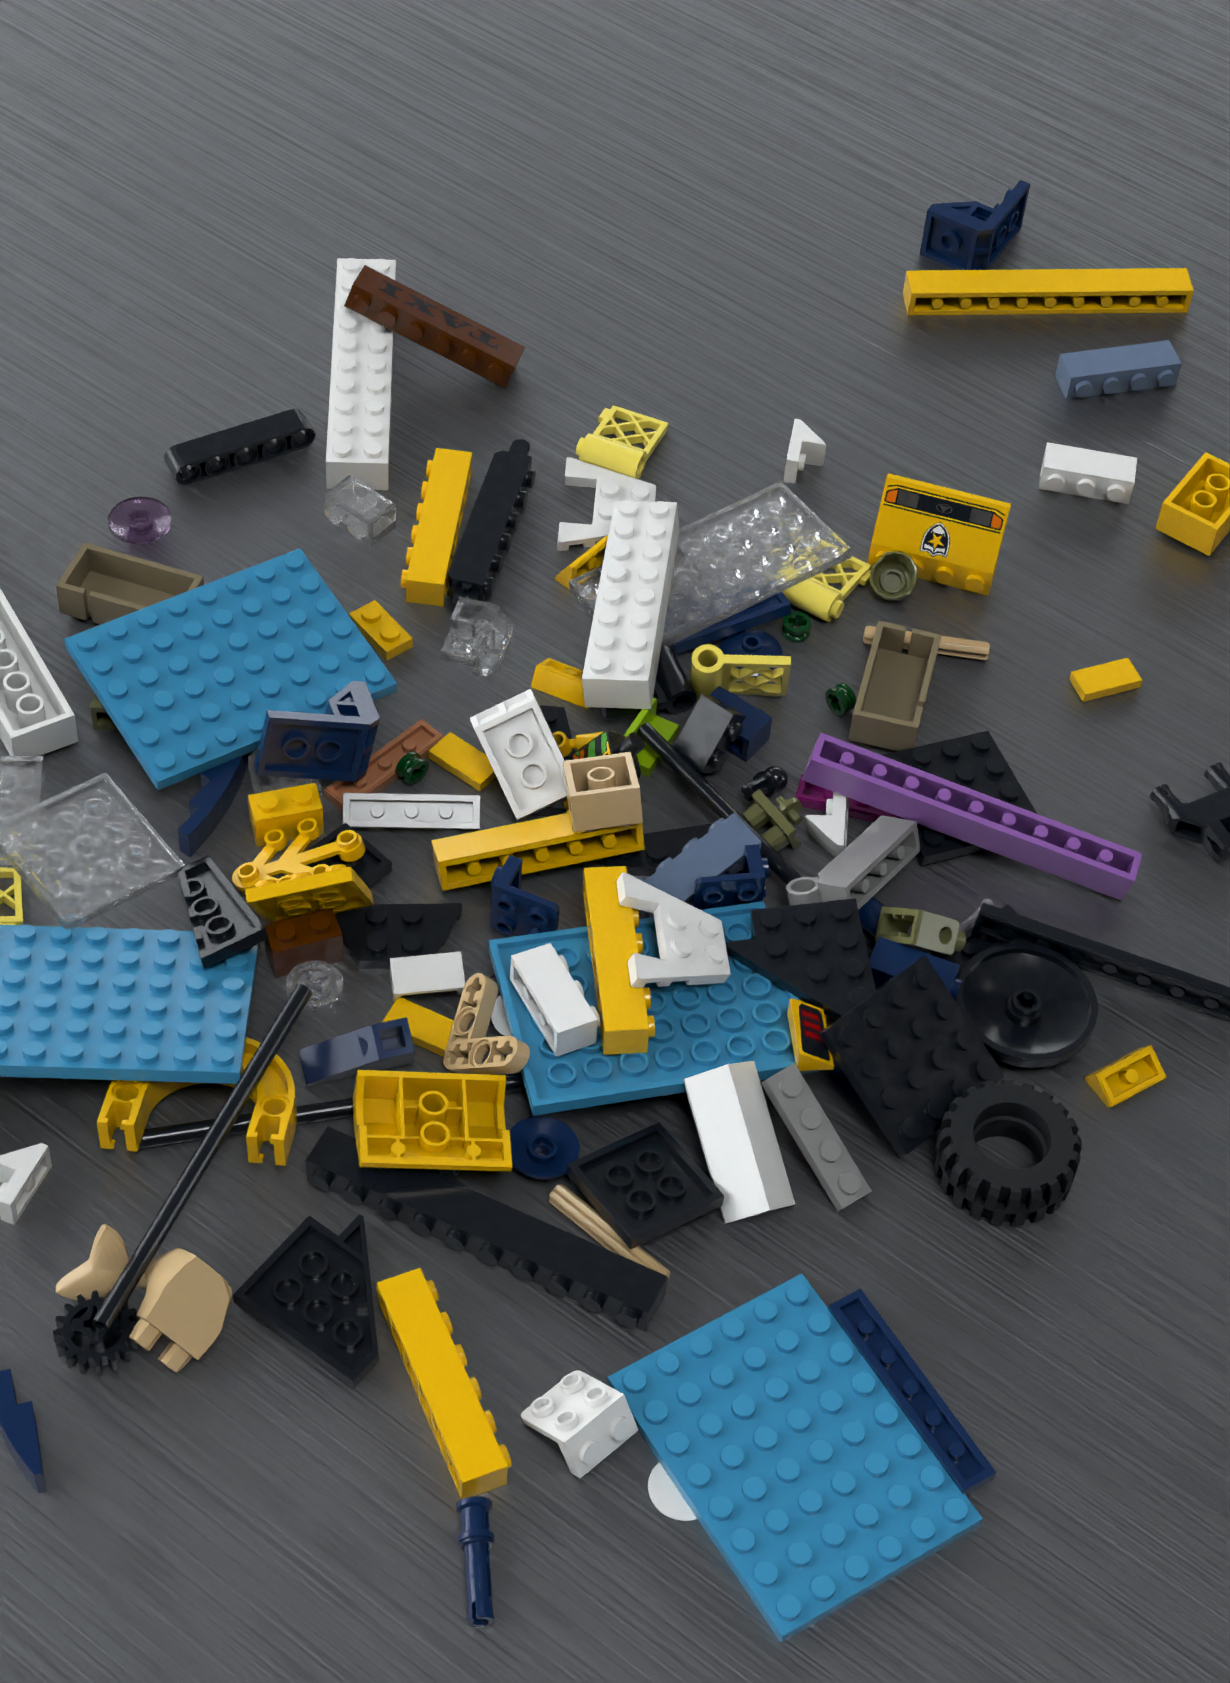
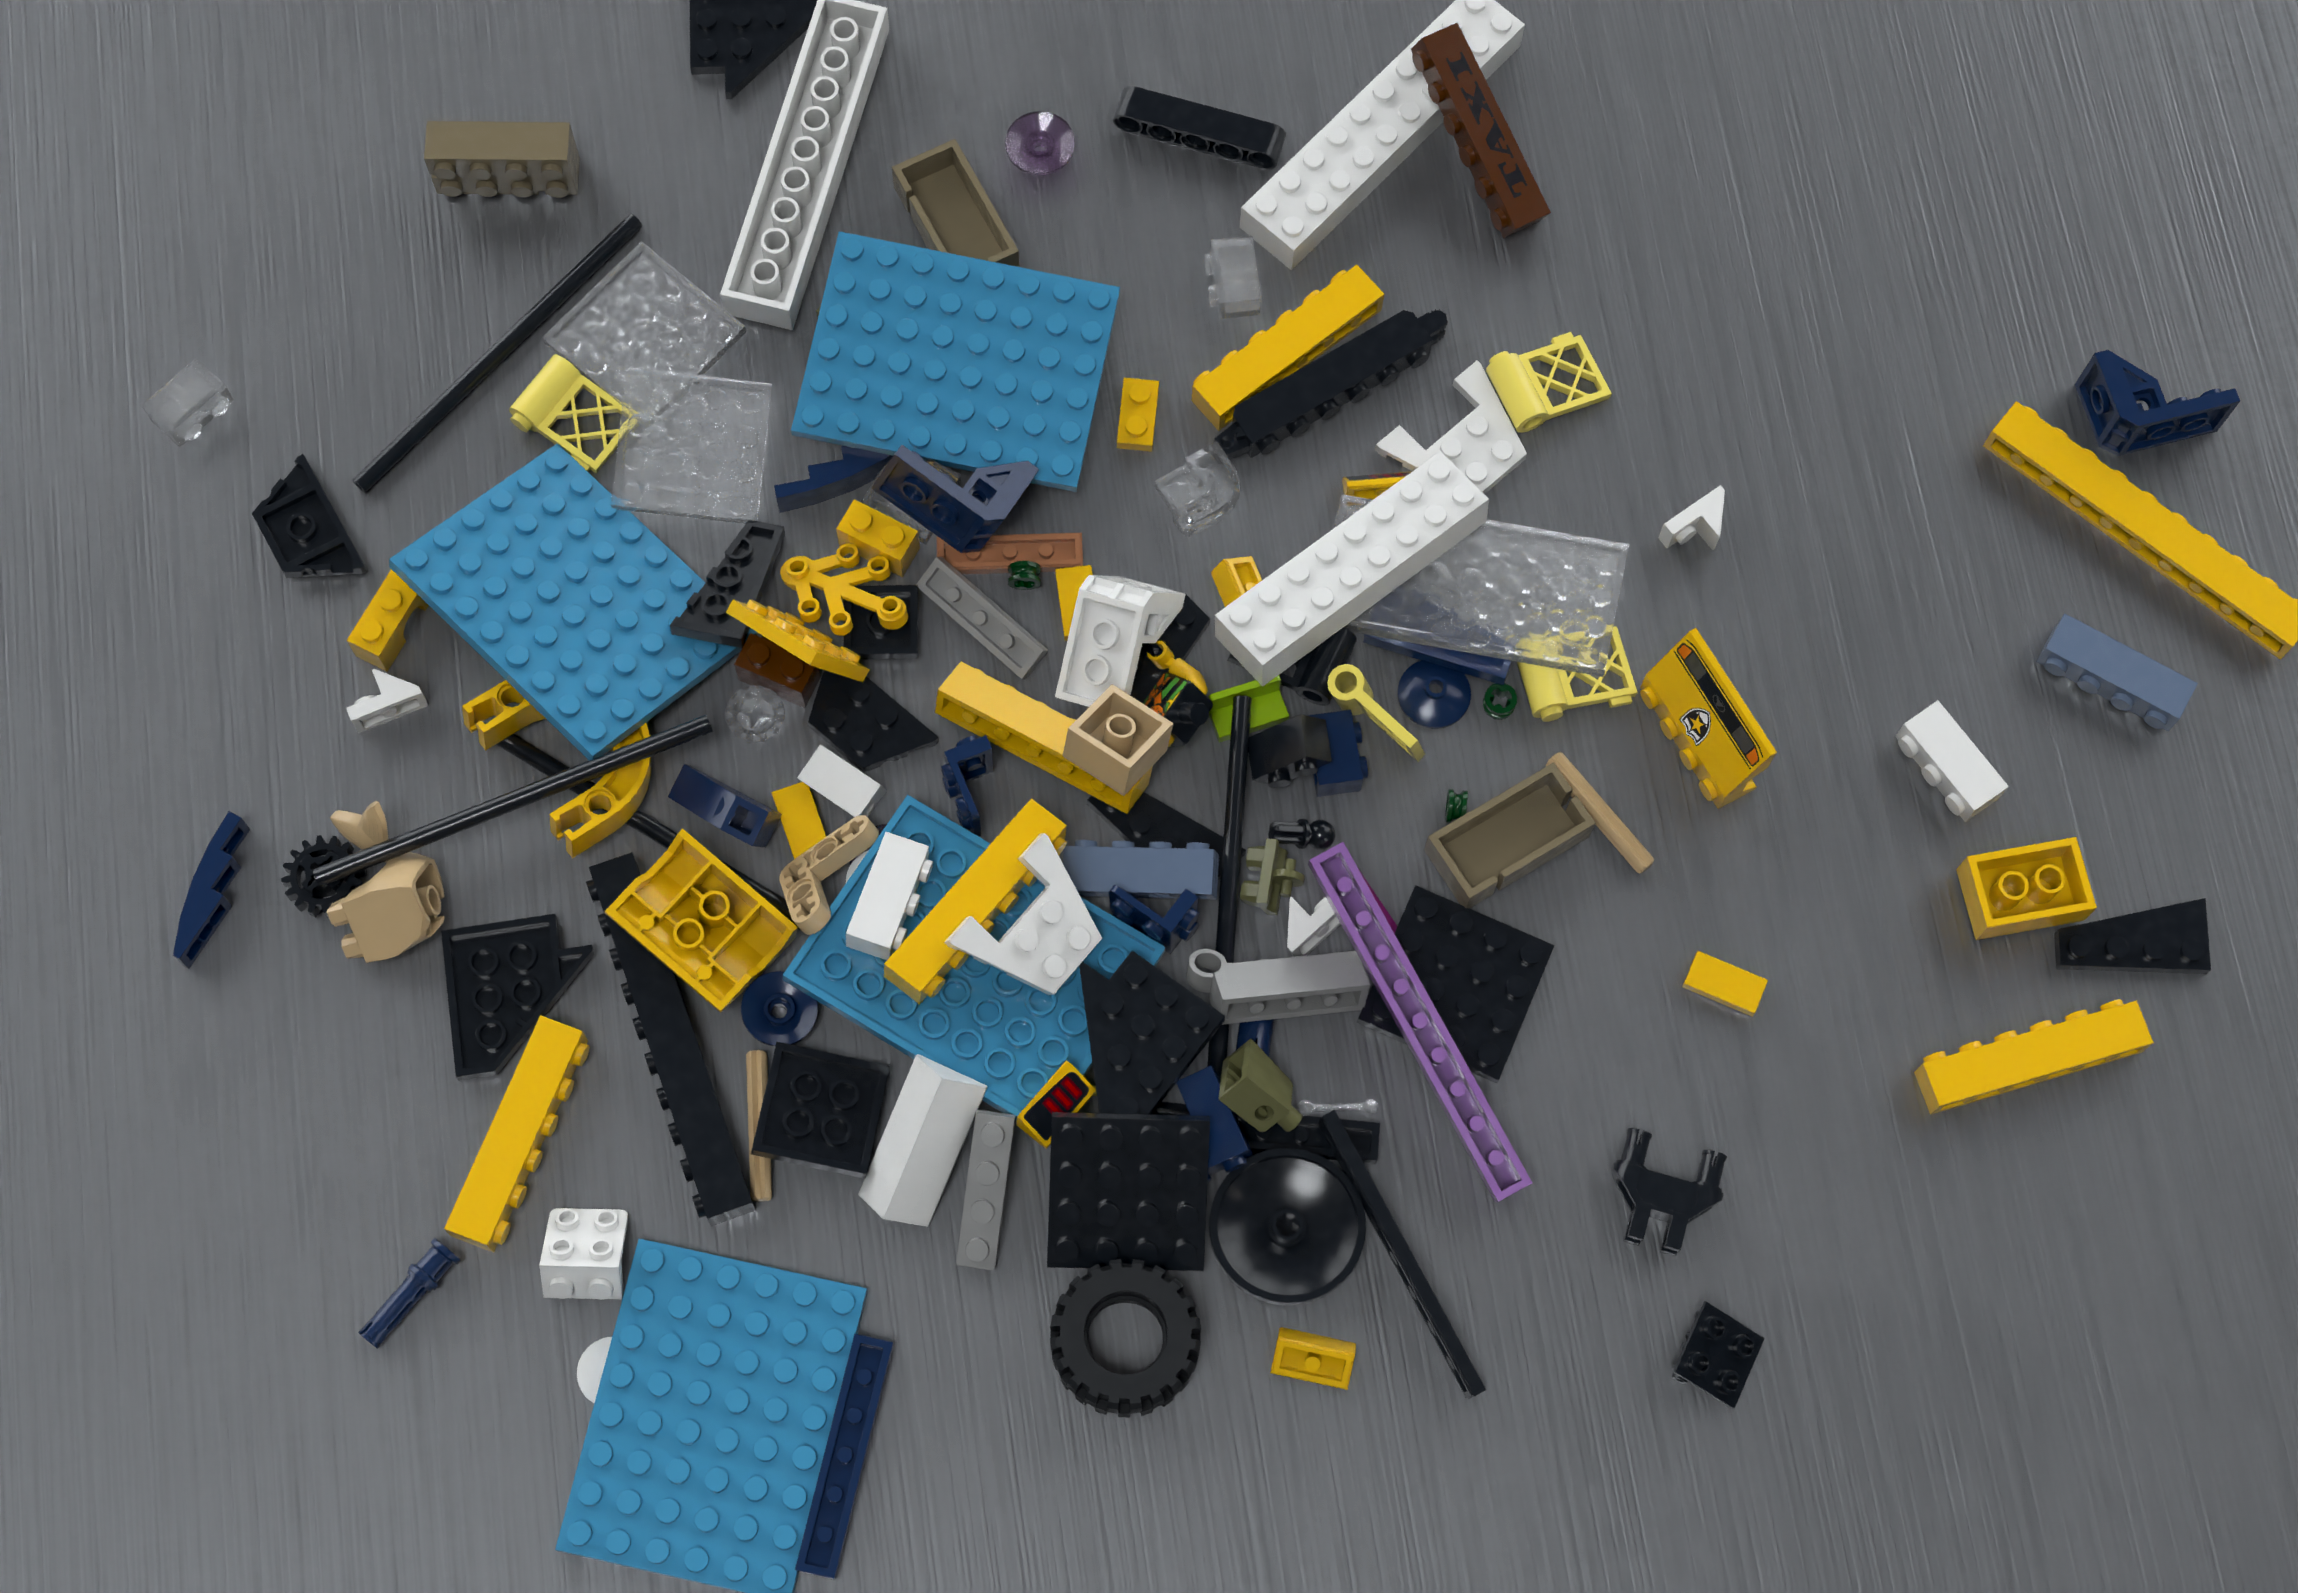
camera: 45 degrees right, 20 degrees up
(894, 576) = (1635, 724): olive hair -> none

